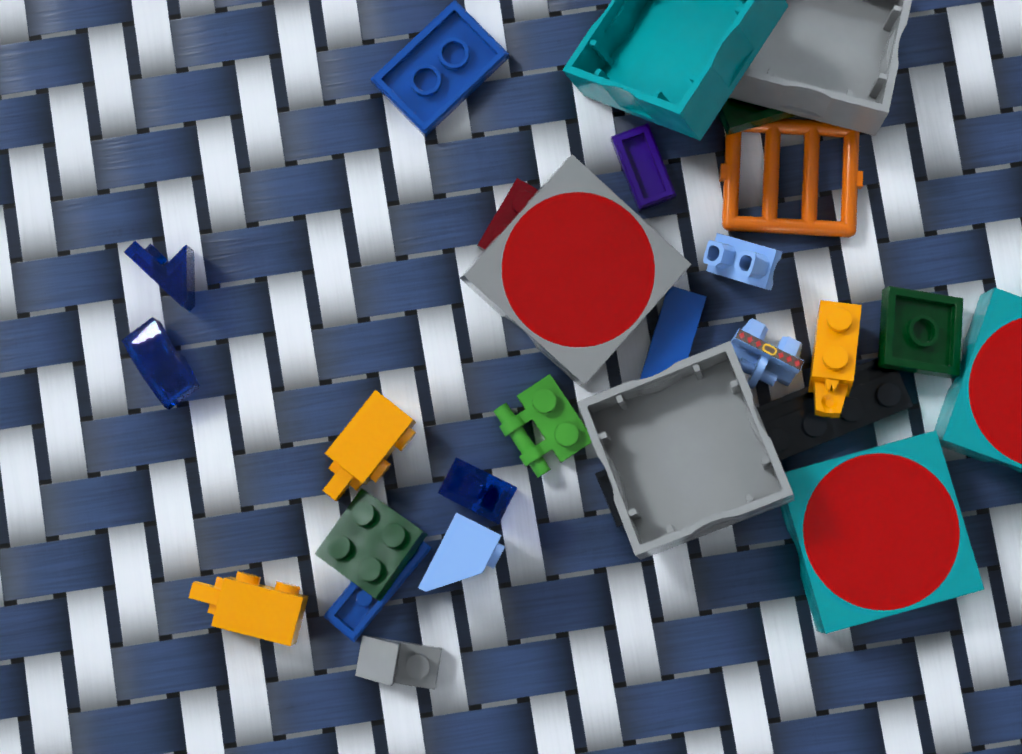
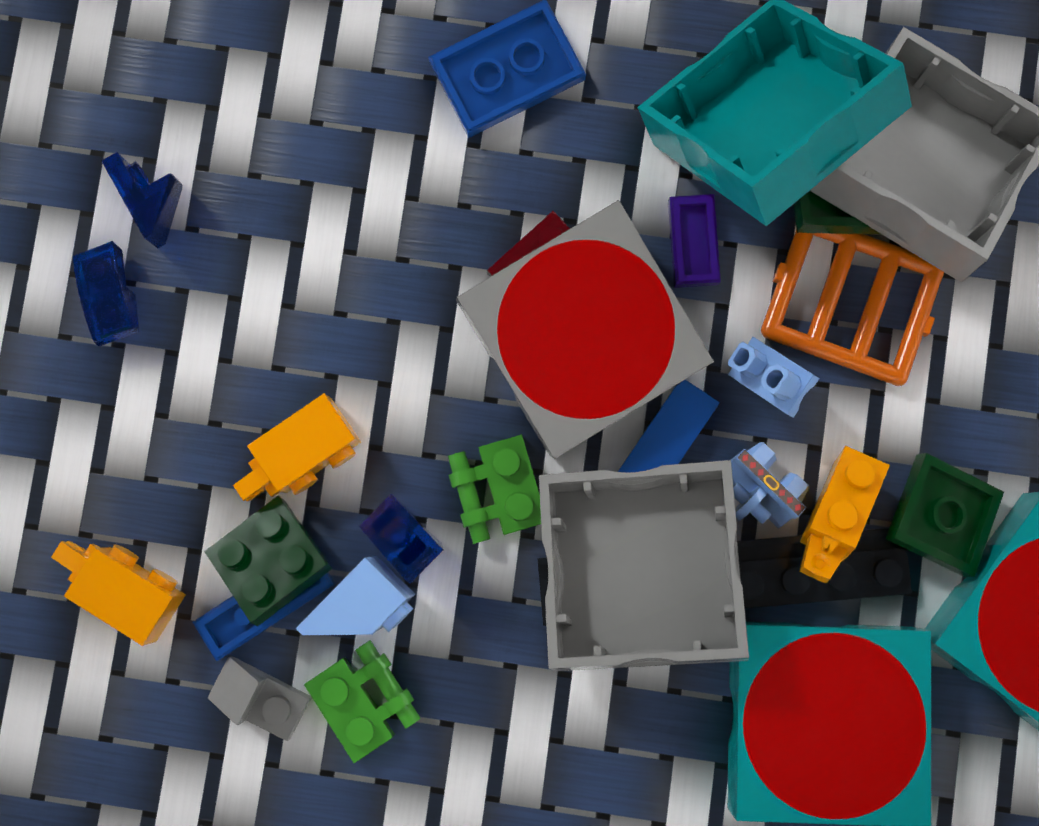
camera: 20 degrees right, 0 degrees up
(478, 646) = (350, 707): none -> bright green plate

